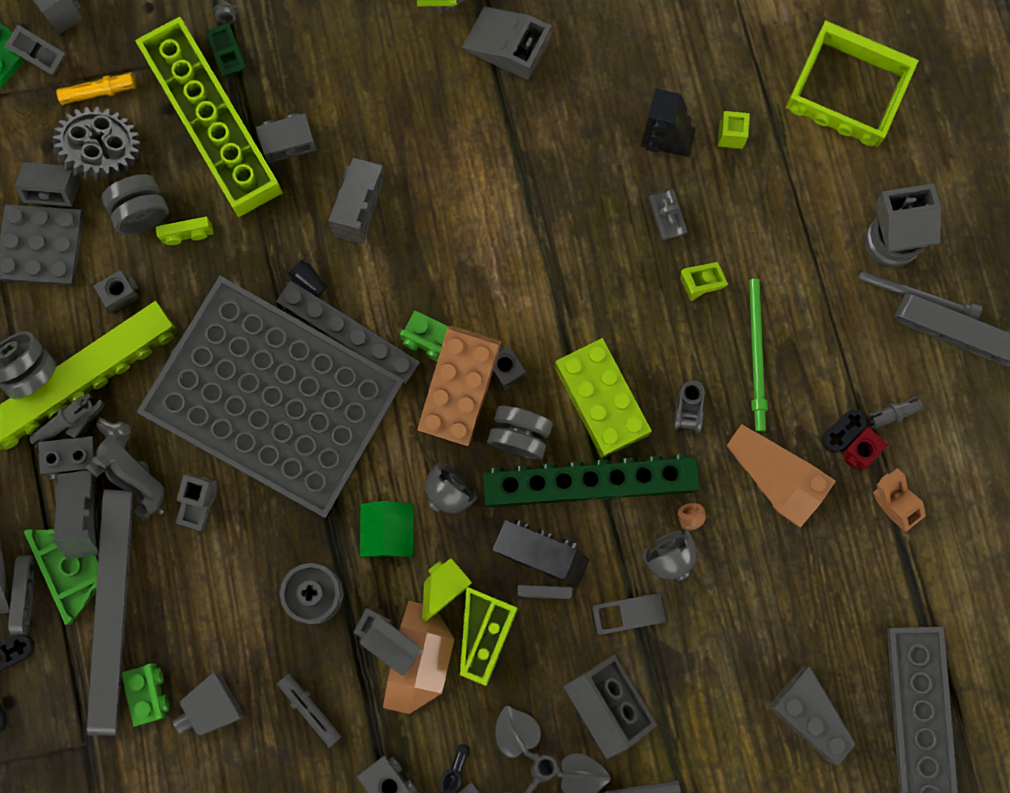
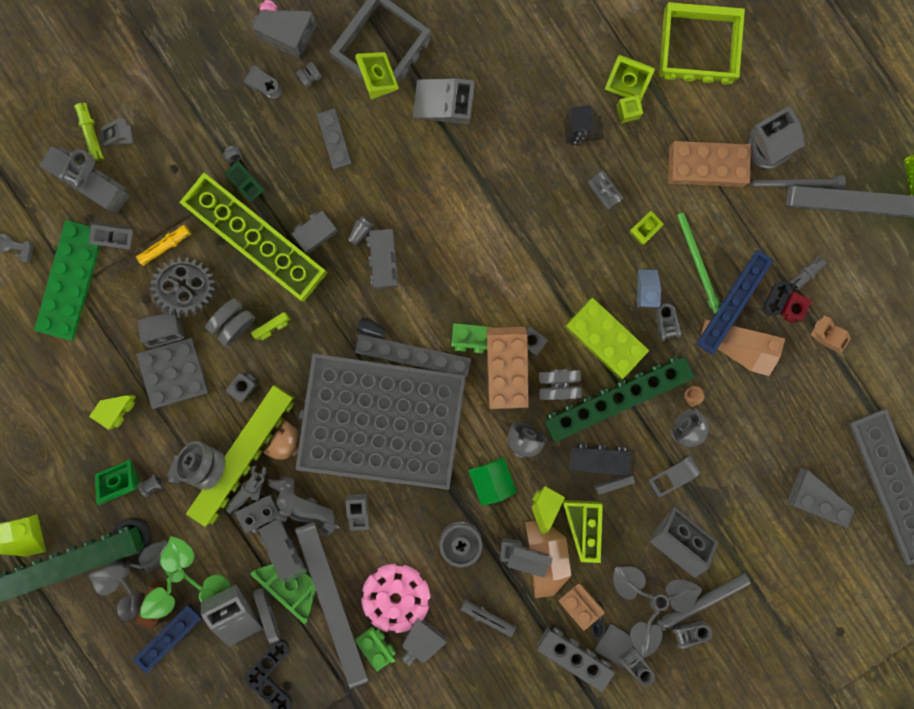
camera: 20 degrees left, 10 degrees up
(136, 376) = (284, 442): none -> medium nougat cylinder
(182, 636) = (387, 607): none -> bright pink plate
(343, 156) = (360, 230): none -> dark grey cone
(355, 40) = (334, 139): none -> dark grey plate
(440, 741) = (581, 606): none -> medium nougat plate
(679, 358) = (648, 289): none -> sand blue slope
(747, 92) = (629, 77): none -> lime slope
(784, 412) = (734, 302): none -> dark blue plate
(812, 230) = (709, 164): none -> medium nougat brick

